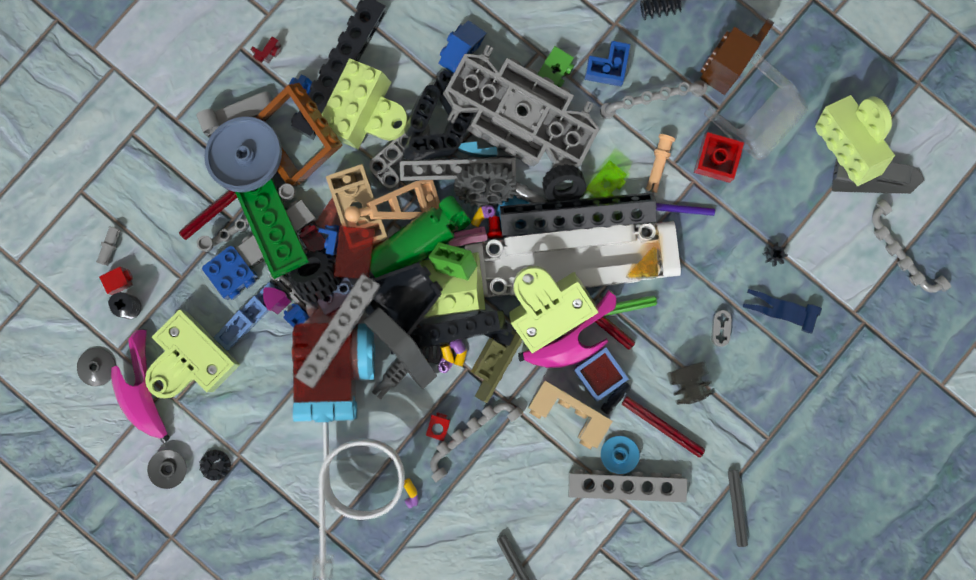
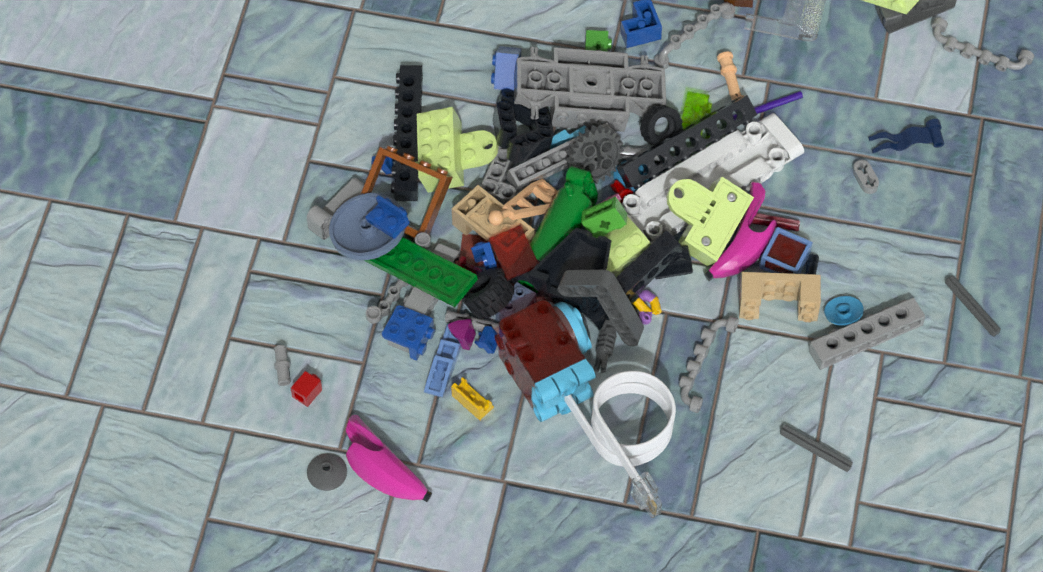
camera: 25 degrees left, 25 degrees down
(124, 305) = (328, 399): black piece -> none
(157, 469) = (442, 511): dark grey dish -> none
(188, 357) = (413, 409): yellowish green brick -> none
(207, 214) = (359, 297): dark red axle -> none
(224, 465) = (491, 503): black gear -> none
(252, 365) = (471, 399): none -> yellow hinge
(259, 161) = (388, 217): none -> blue bracket
(271, 50) = (336, 153): dark red bracket -> none
(338, 331) = (541, 303): light grey brick -> none
(412, 492) = (681, 430): arm -> none
(441, 419) = (667, 360): red bracket -> none
(482, 213) = (603, 185): arm -> none
(492, 365) = (687, 294): olive bracket -> none
(634, 304) = (778, 194): bright green axle -> none
(647, 266) = (772, 152): clear yellow slope -> none
(663, 426) = (866, 274): dark red axle -> none
(691, 383) = (867, 223): clear smoke wheel -> none
(718, 157) = (778, 49): red brick -> none
(781, 254) = (873, 99): black gear -> none

